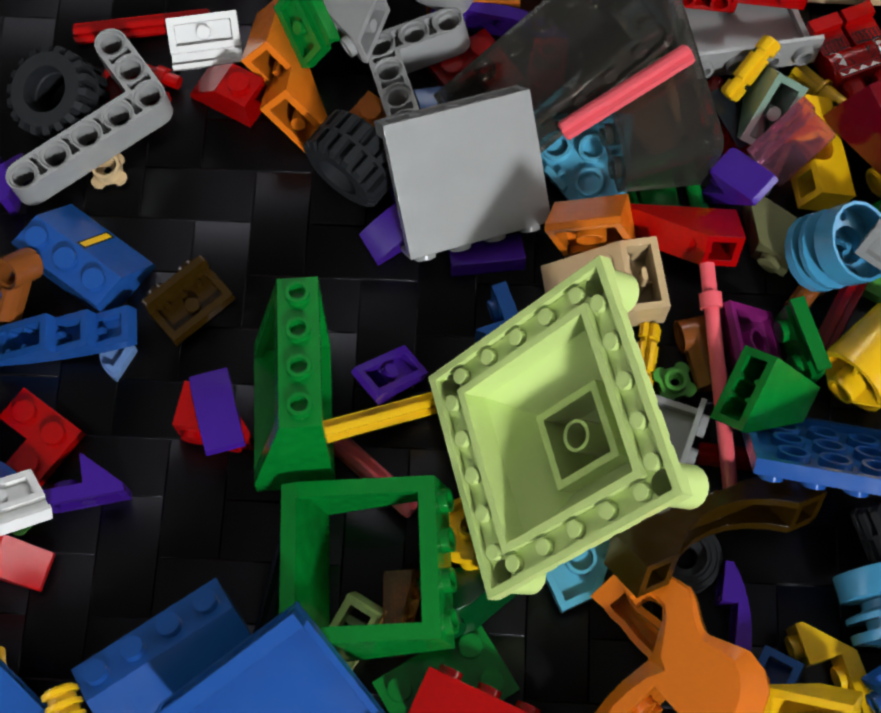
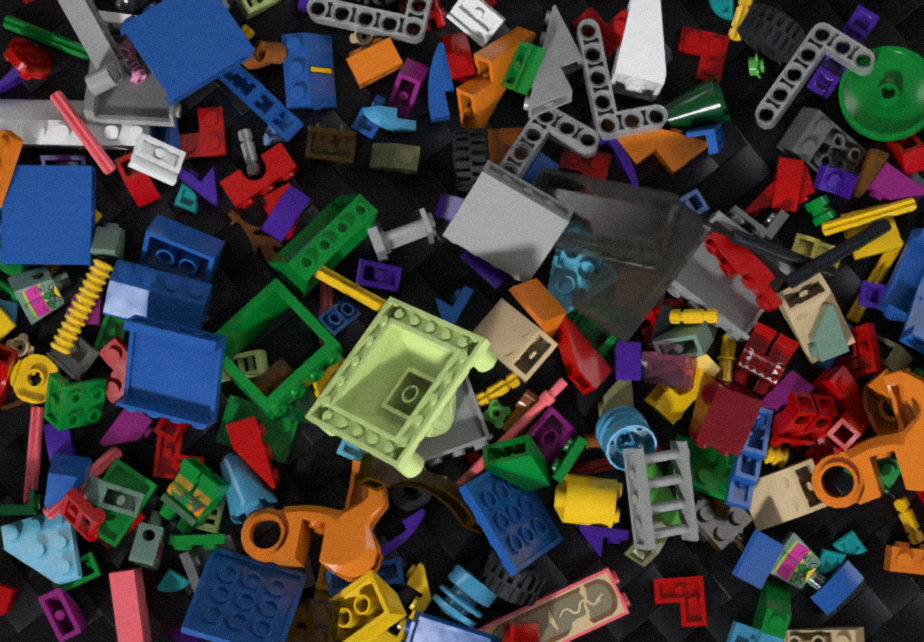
camera: 45 degrees right, 15 degrees up
(41, 663) = (109, 242): none -> sand green slope
(88, 525) = (187, 199): none -> teal tile
(106, 402) = (249, 152): none -> light grey axle
(137, 581) = (181, 250): none -> blue slope
(143, 445) = (278, 168): none -> red arch
(145, 176) = (374, 61): none -> orange brick
(202, 237) = (363, 124): none -> blue plate
(209, 170) = (408, 87): none -> magenta slope
(221, 211) = (387, 118): none -> dark azure slope
(229, 476) = (266, 243): none -> reddish brown piece
(241, 135) = (439, 86): none -> blue slope
(273, 244) = (395, 157): none -> olive slope
(360, 308) = (385, 242): none -> light grey fence
(396, 456) = (339, 316): none -> blue slope
(626, 92) = (616, 268): coral axle -> none

